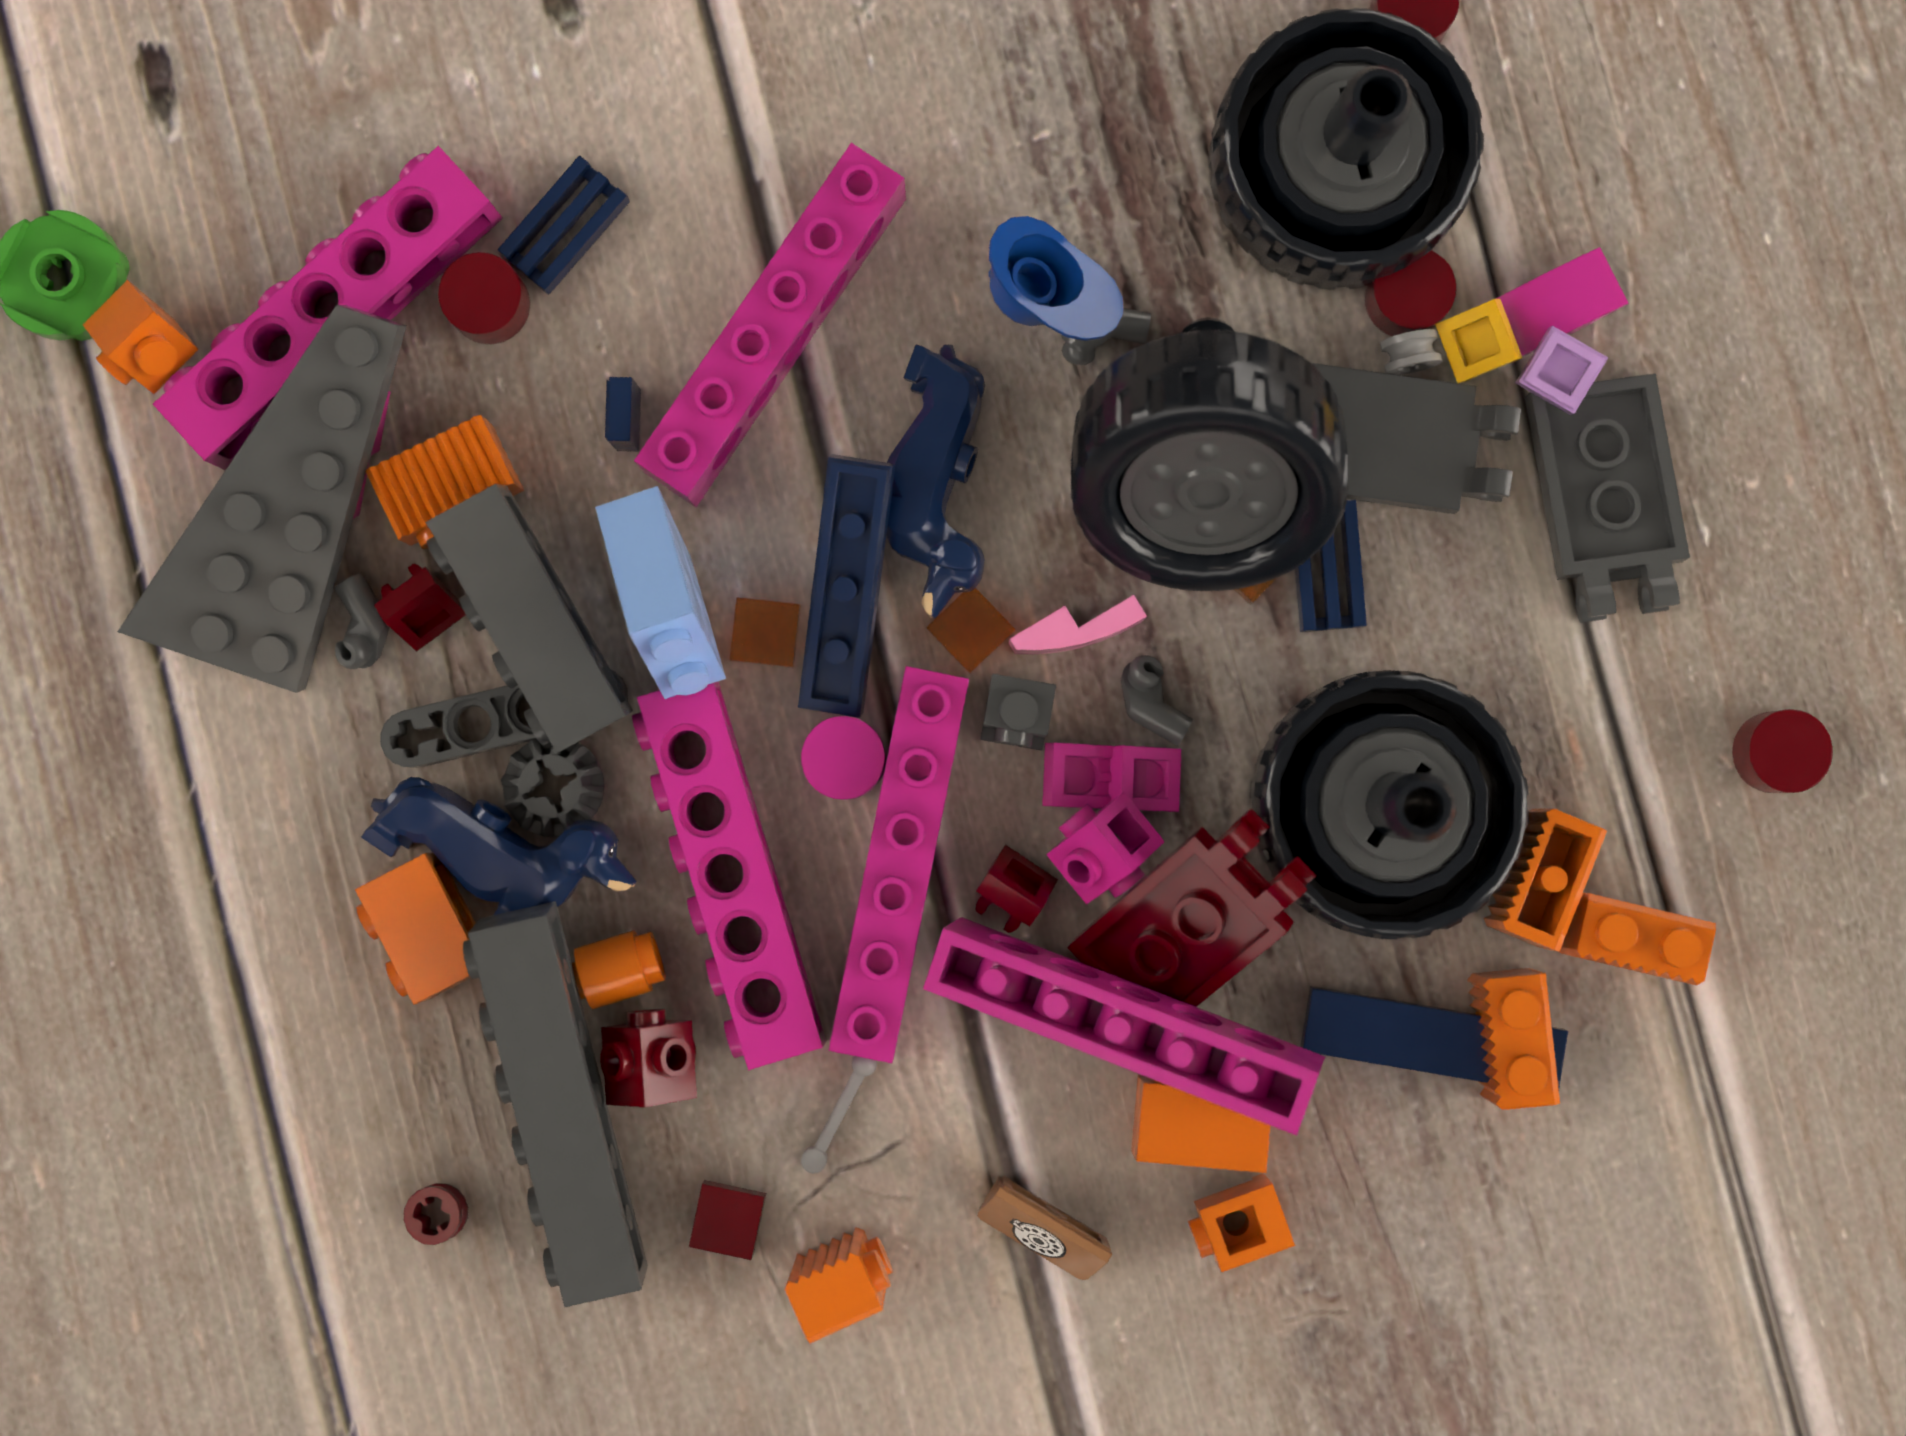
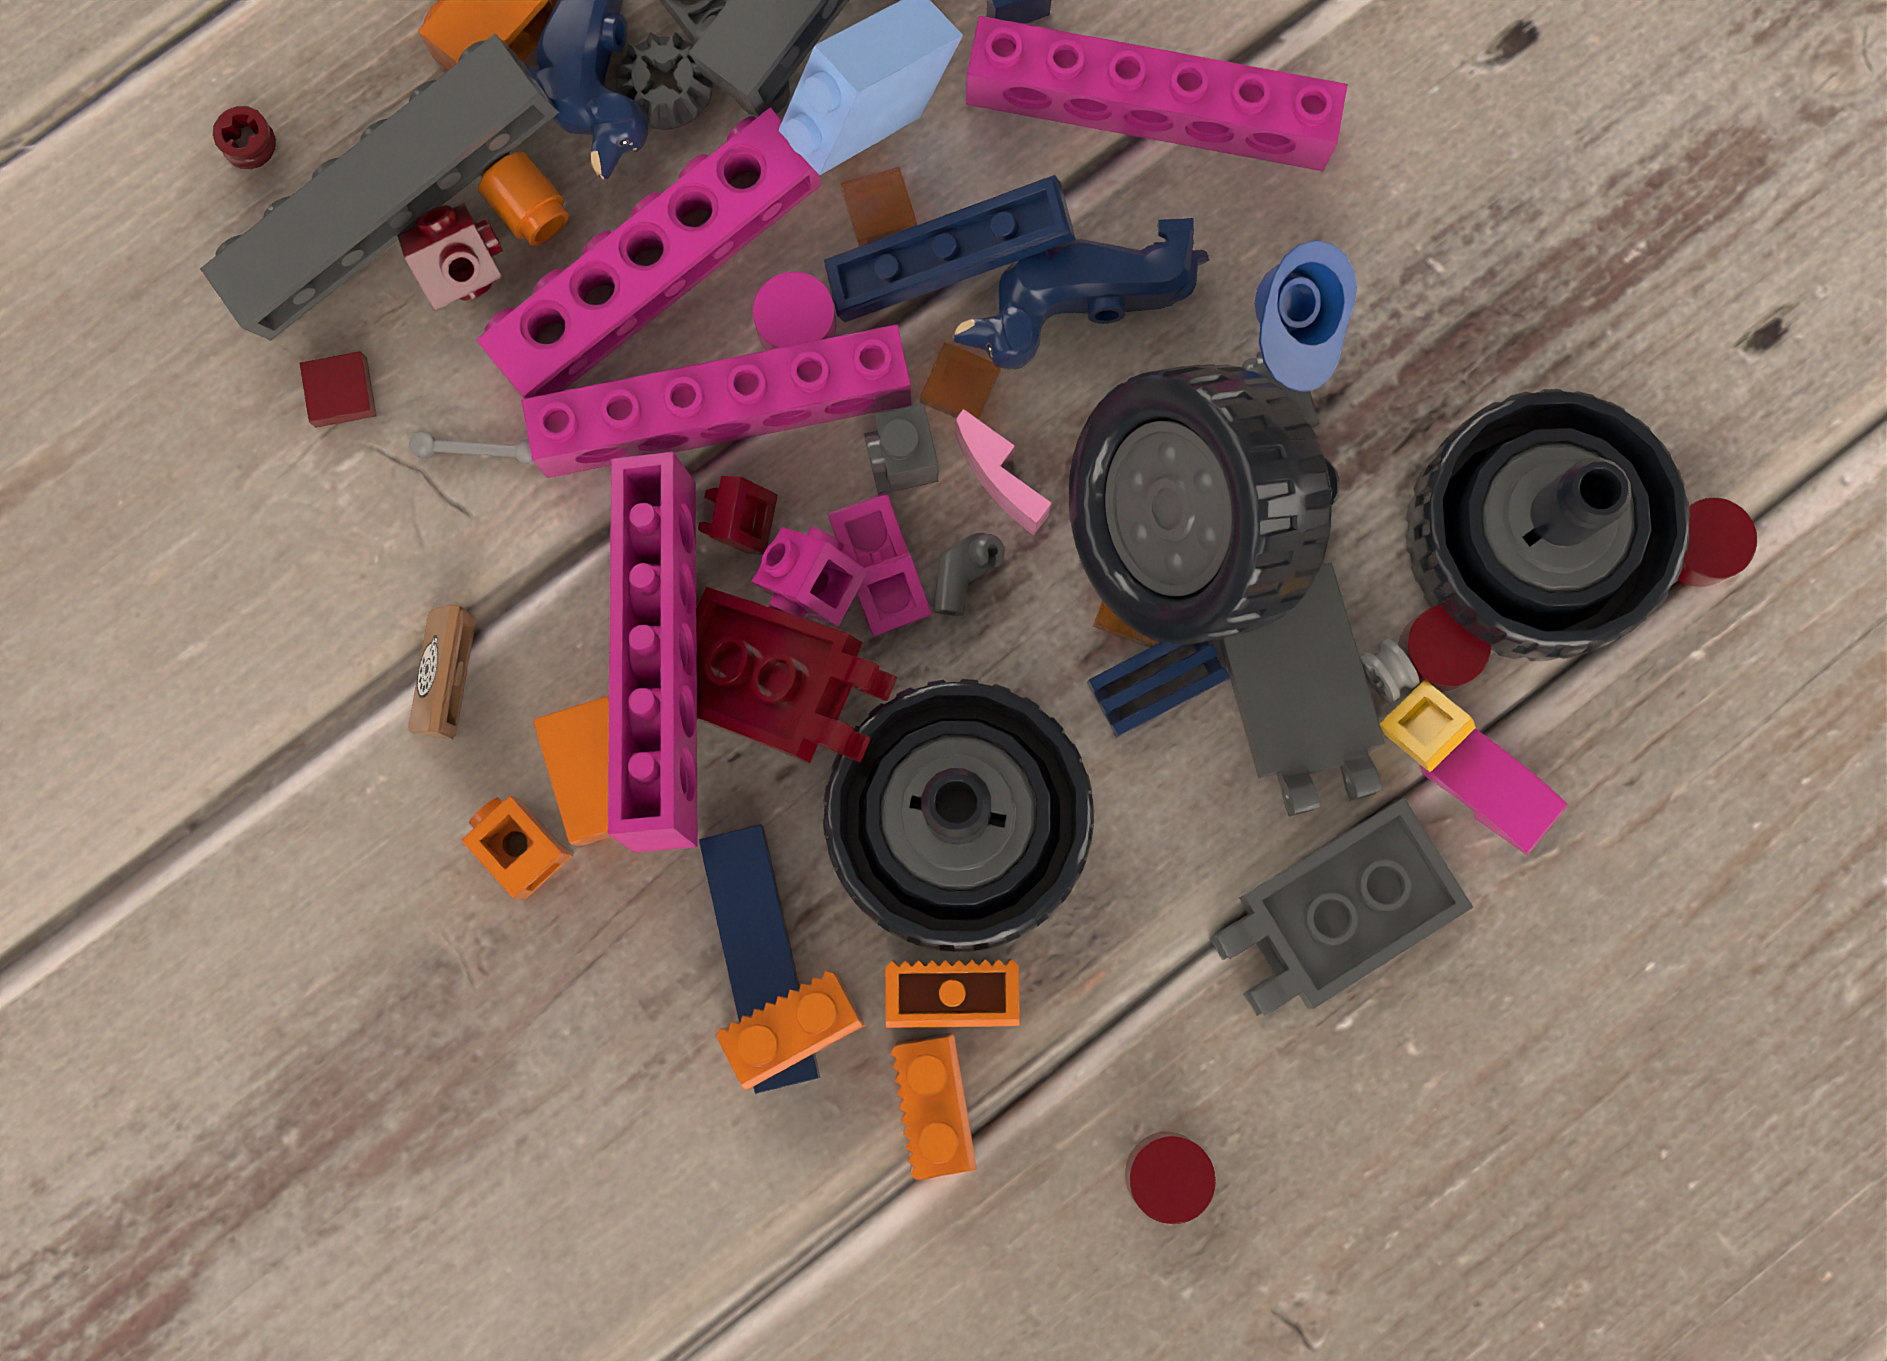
camera: 65 degrees right, 5 degrees down
(838, 1284) = (313, 496): orange brick -> none
(1561, 370) = (1435, 812): lavender tile -> none

